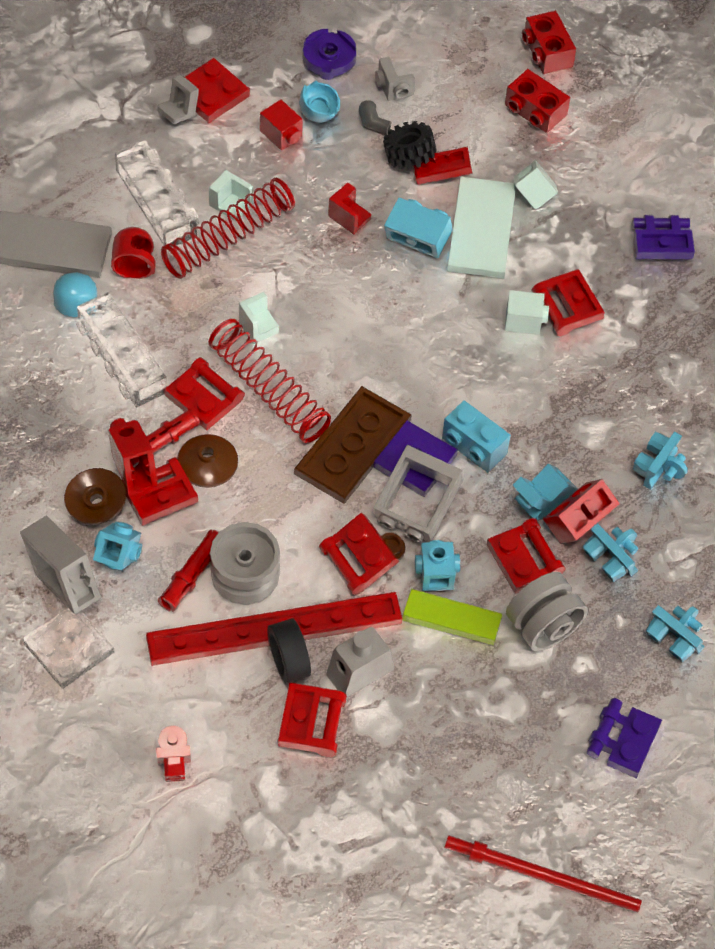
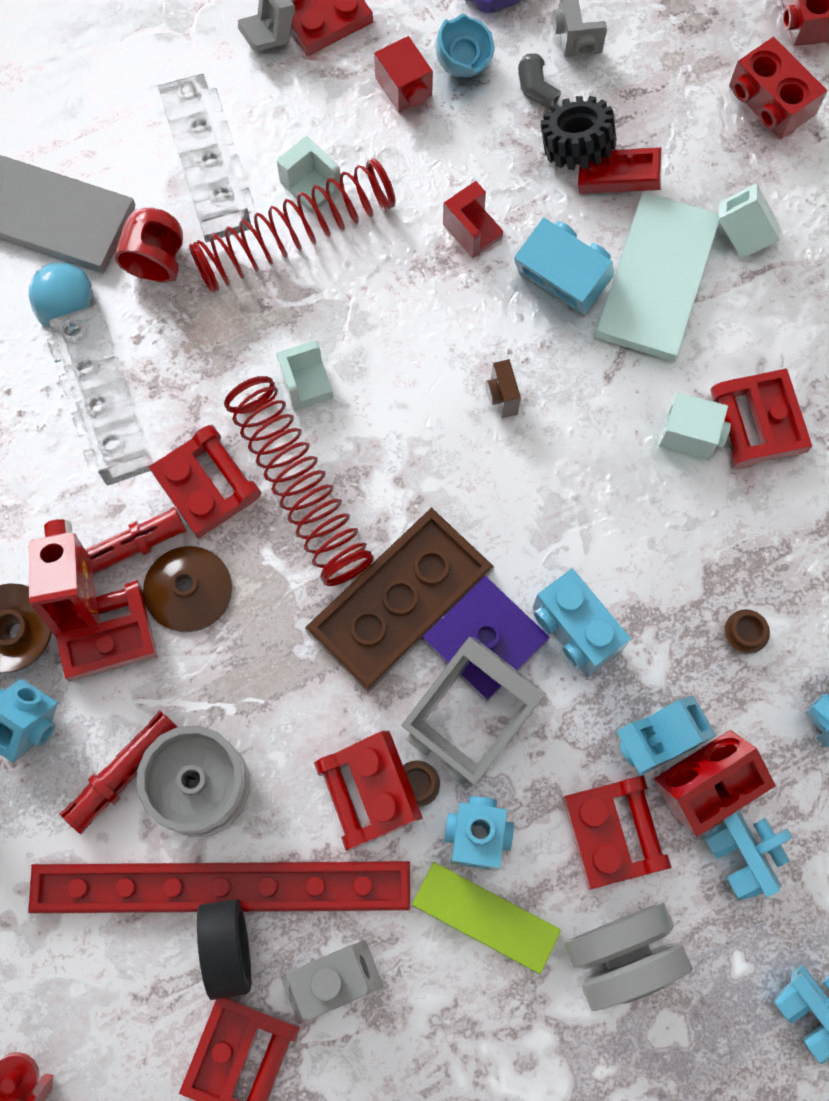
camera: 15 degrees right, 15 degrees up
(394, 307) = (503, 389): none -> reddish brown plate
(585, 428) = (746, 631): none -> reddish brown plate

